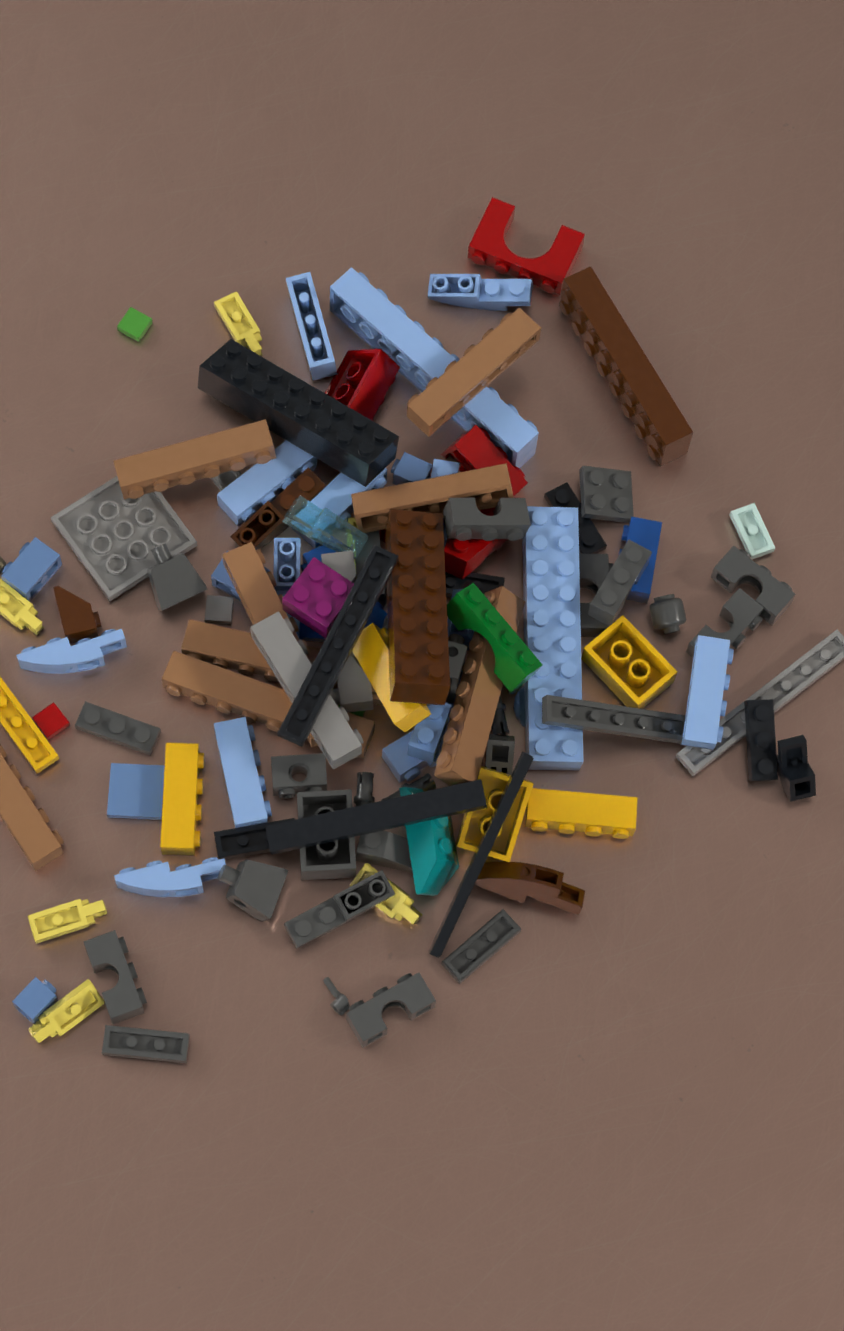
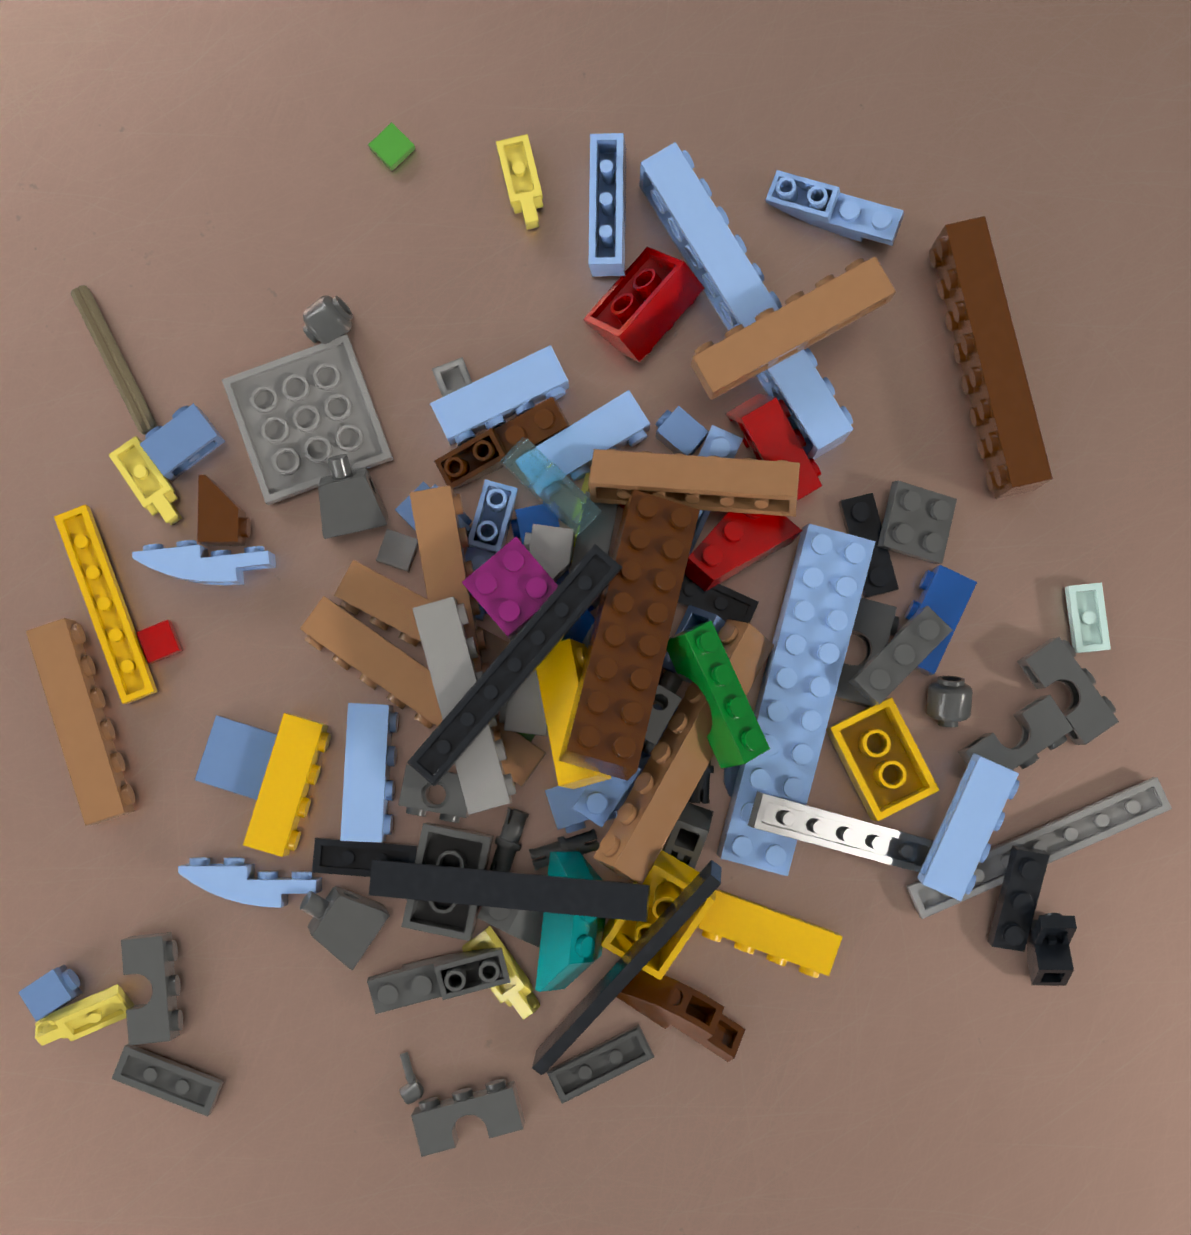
camera: 25 degrees right, 15 degrees up
(65, 919) = (111, 898): light yellow hinge -> none
(116, 450) = (327, 319): none -> dark grey head
(117, 728) = (237, 671): dark grey plate -> none
(195, 459) = (412, 352): medium nougat brick -> none
(298, 412) = (557, 321): black brick -> none
(466, 522) = (725, 530): dark grey arch -> none
(545, 271) = (924, 202): red arch -> none

